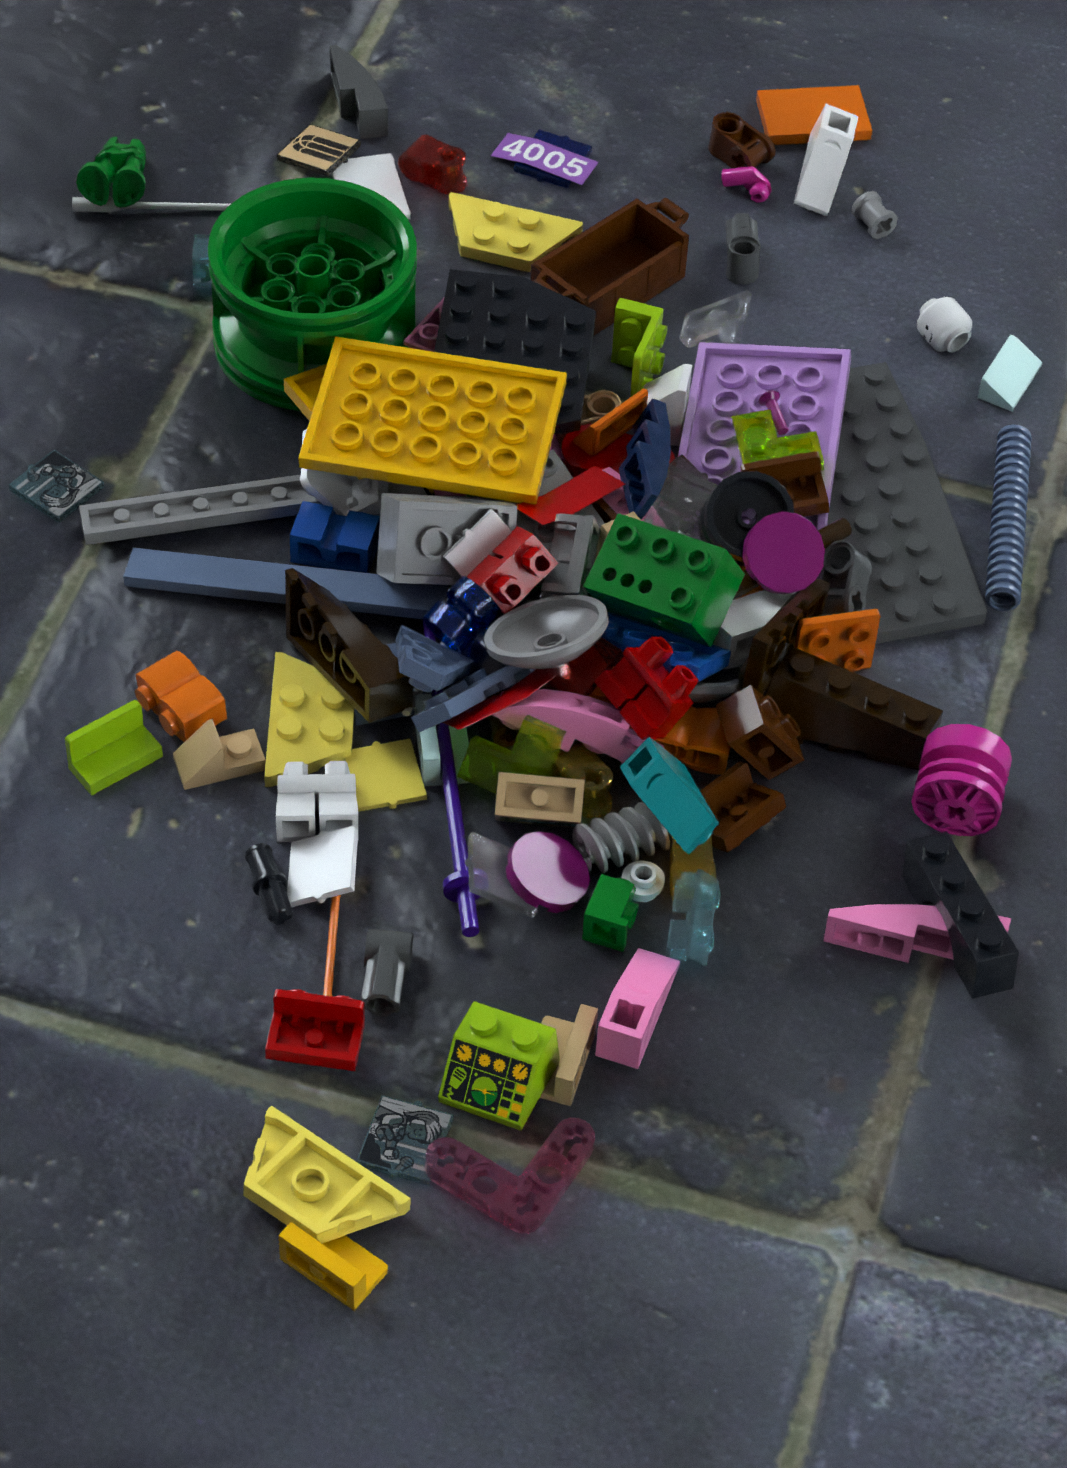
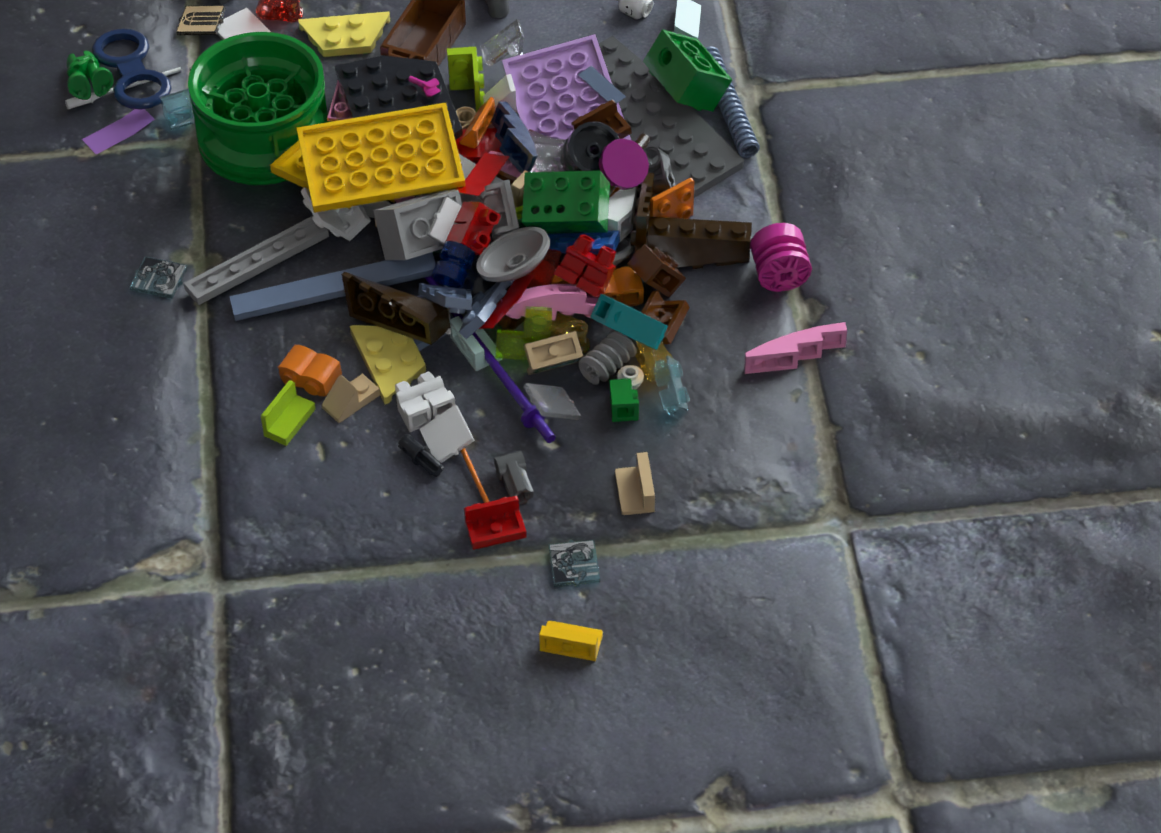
camera: 20 degrees left, 0 degrees up
(123, 263) = (118, 130): none -> medium lavender sticker
(184, 182) = (131, 68): none -> dark blue bar
(315, 1184) = (537, 602): light yellow wing -> none
(334, 540) = (347, 250): blue brick -> none
(386, 775) = (454, 370): light yellow piece -> none
(498, 1065) = (607, 503): lime slope -> none
(513, 1190) = (648, 565): clear pink beam -> none
(547, 871) = (576, 390): tile -> none
(560, 343) = (428, 87): none -> dark pink hand
(635, 1008) = (665, 446): bright pink slope -> none
(758, 439) = (571, 107): clear neon green plate -> none
(770, 400) = (563, 79): magenta piece -> none
(820, 420) = (601, 85): none -> sand blue sticker
(962, 449) = (687, 70): none -> green piece
(979, 942) = (837, 342): black arch -> none

